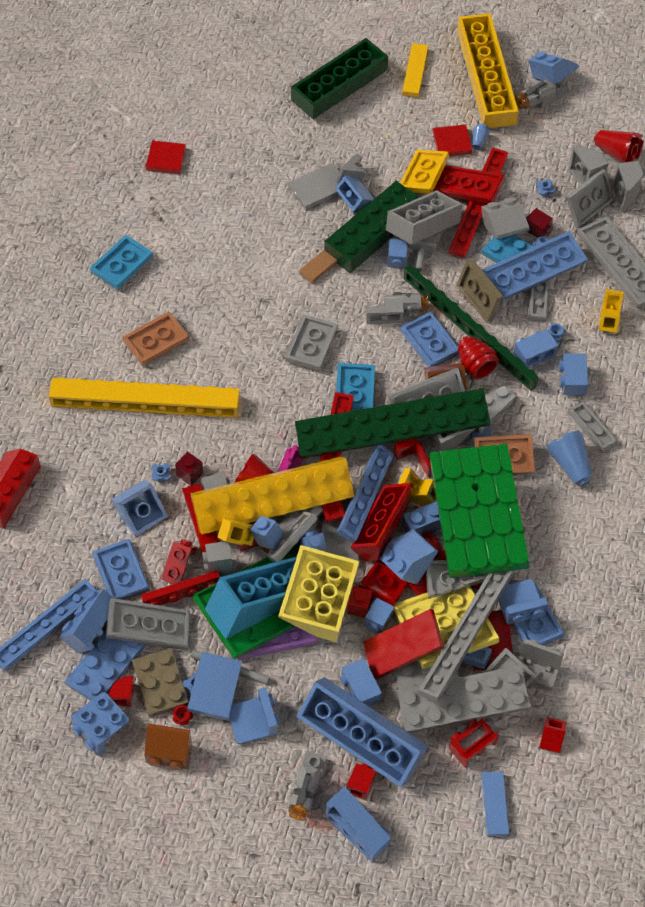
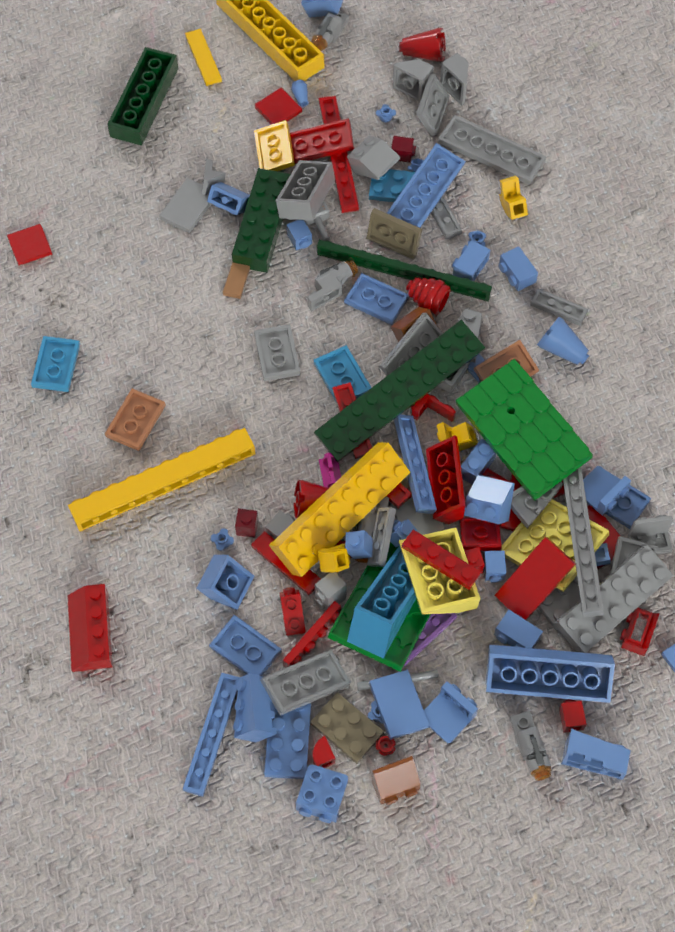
camera: 30 degrees left, 5 degrees up
(325, 580) = (441, 559): none -> red plate

